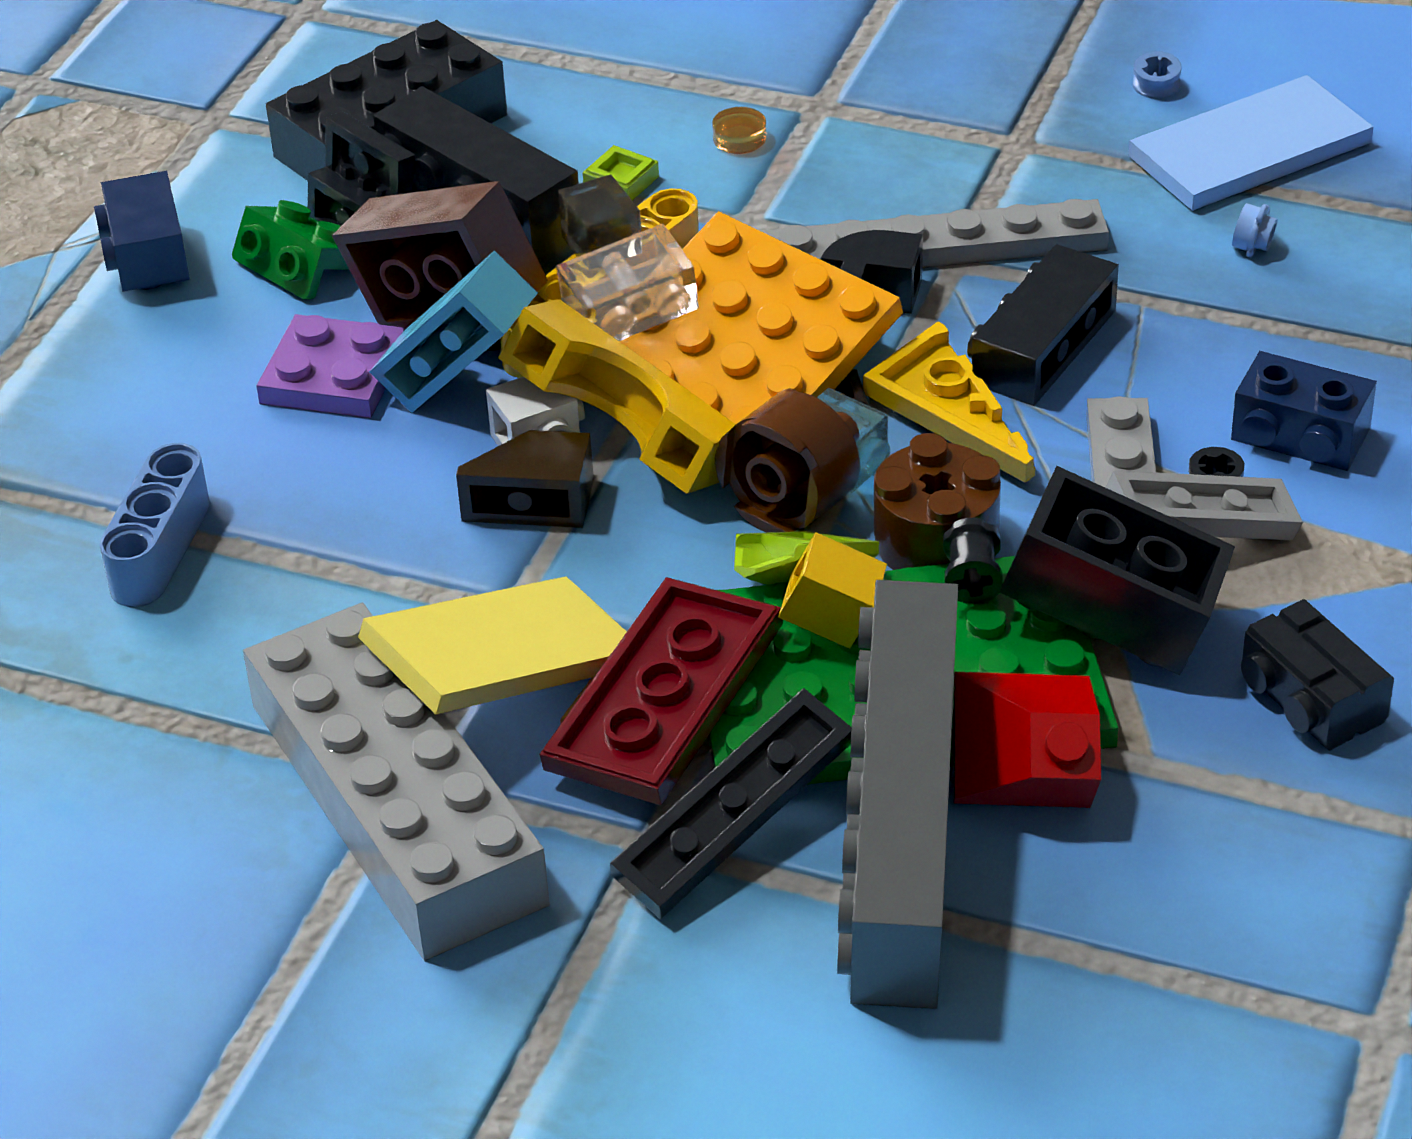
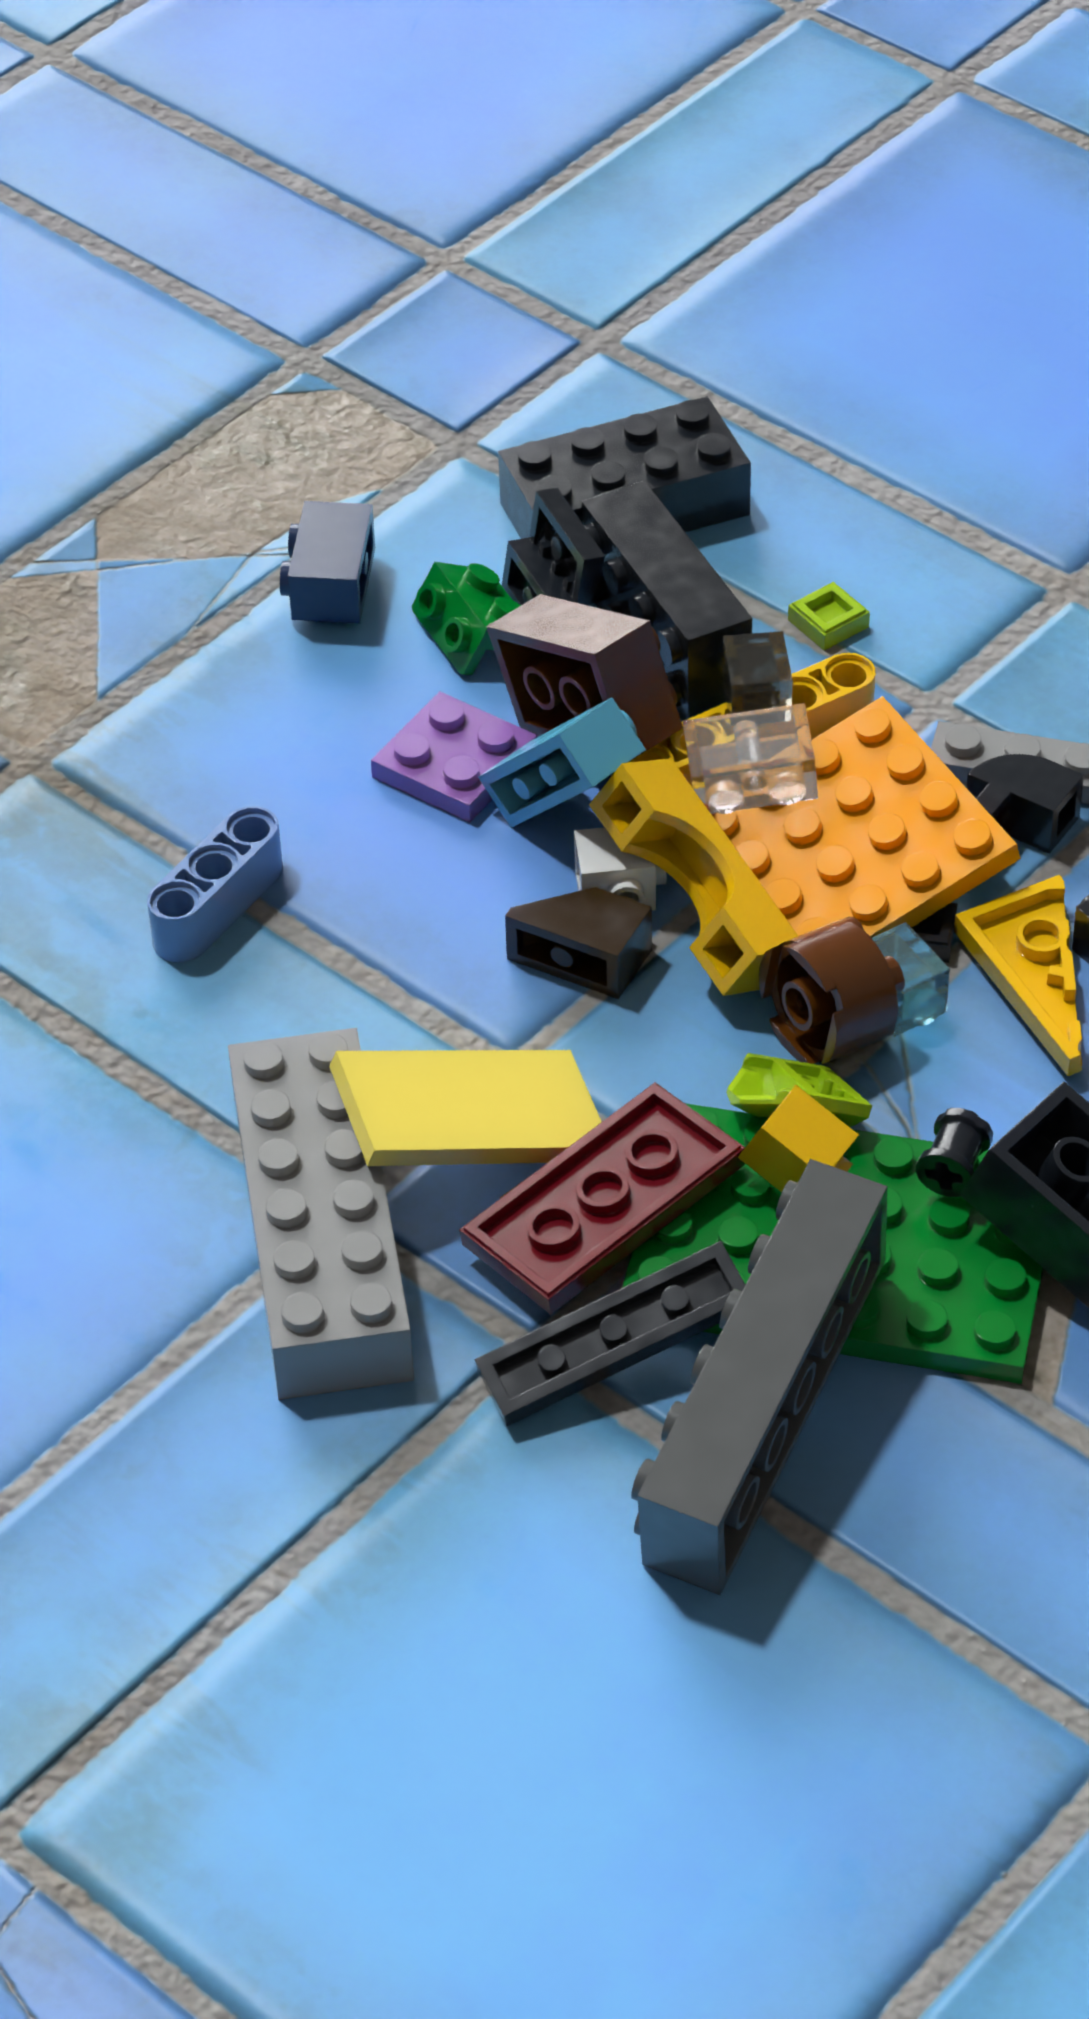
camera: 20 degrees right, 5 degrees up
(739, 130) = (971, 595): clear orange tile -> none
(925, 492) = (954, 1063): reddish brown brick -> none
(1025, 740) = (920, 1351): red slope -> none

